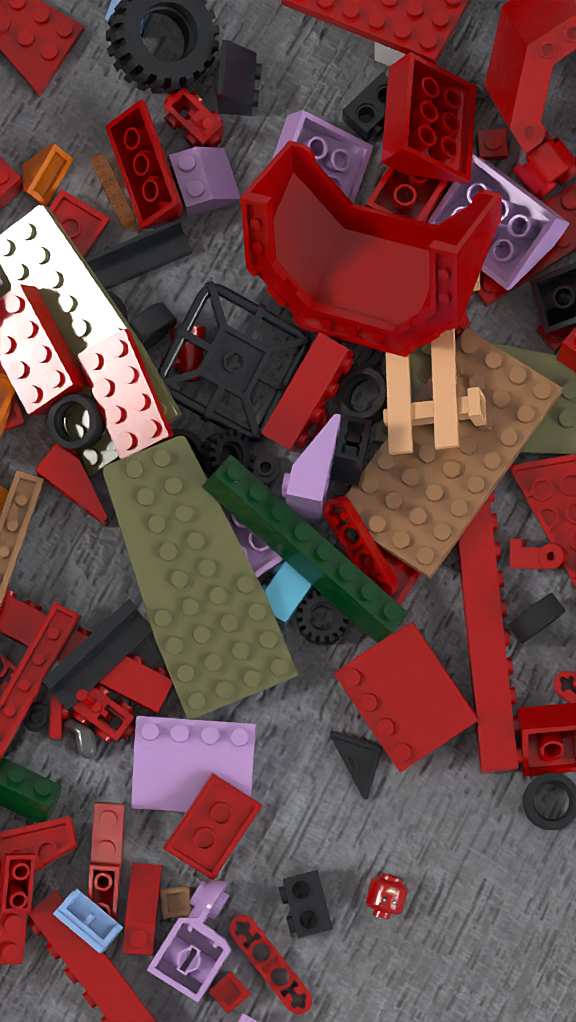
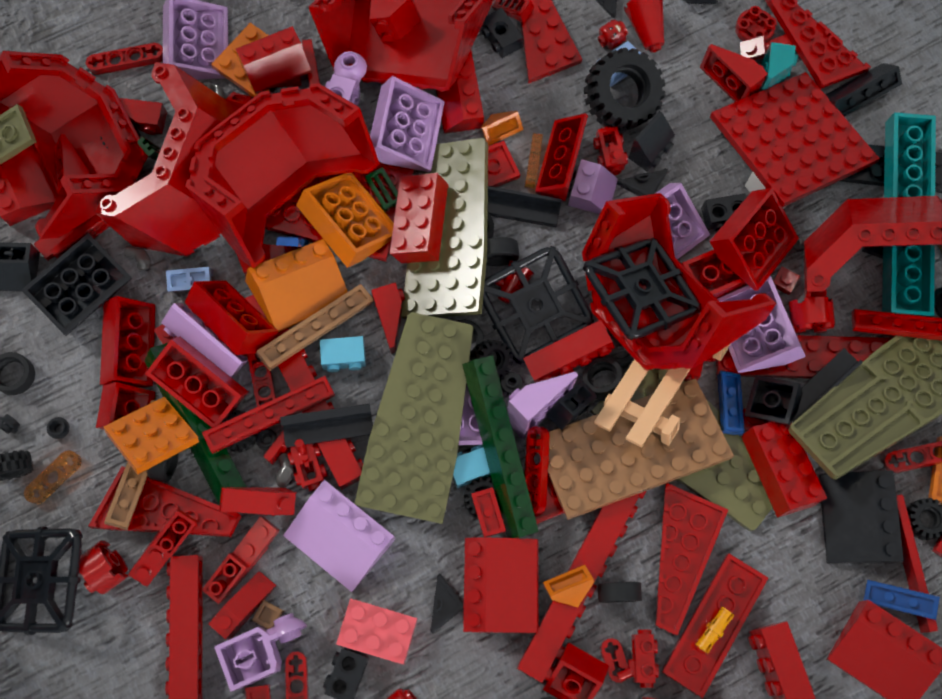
camera: 30 degrees right, 5 degrees down
(53, 564) = (342, 353): none -> medium azure brick
(57, 417) = (406, 267): black tyre -> none
(81, 787) = (258, 500): none -> red slope
(88, 921) = (201, 588): light blue hinge -> none
(125, 394) = (455, 278): plate -> none
(212, 826) = (323, 582): red tile -> none
(258, 134) = (643, 183): none -> black tile
(307, 836) = (377, 631): none -> coral brick
(340, 629) = (488, 512): none -> red plate
(346, 281) = (638, 298): none -> black plate
(481, 647) = (570, 587): none -> orange slope
(522, 329) = (730, 403): none -> blue tile
(546, 557) = (651, 556): red leg -> none

